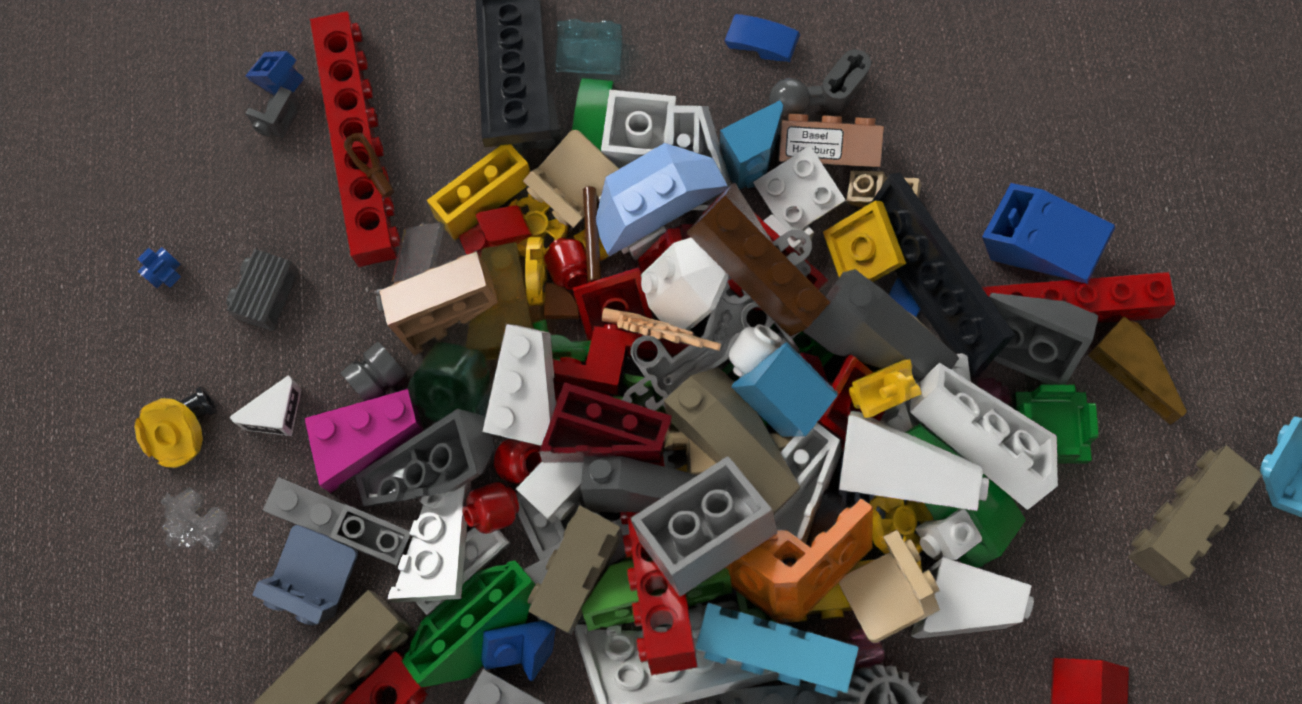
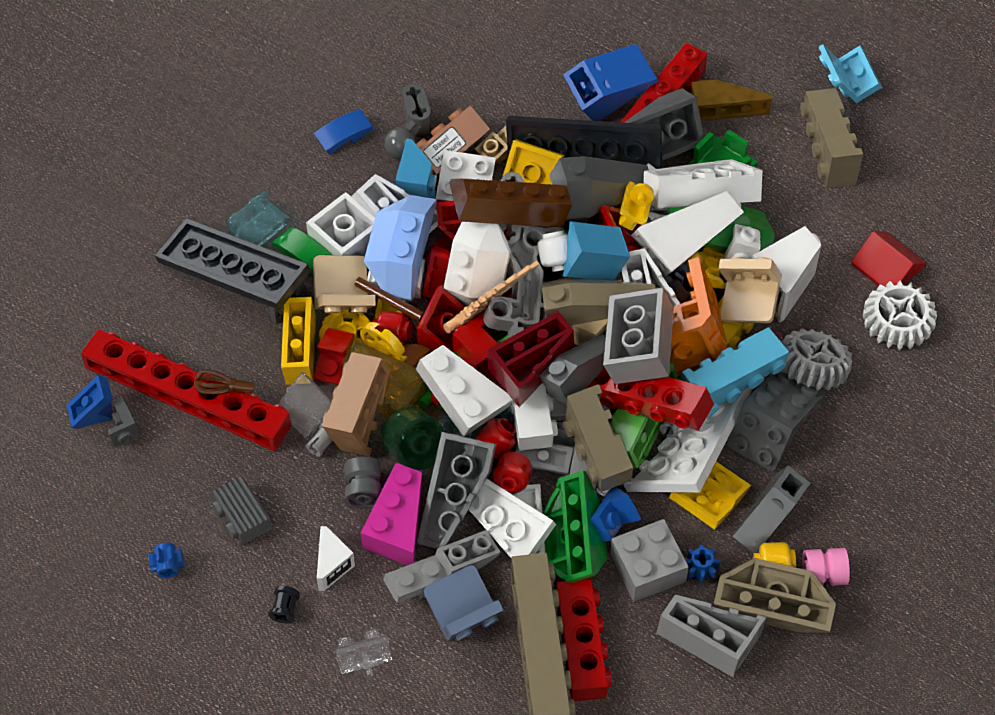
camera: 55 degrees left, 15 degrees down
(168, 432) = (291, 625): yellow tile -> none

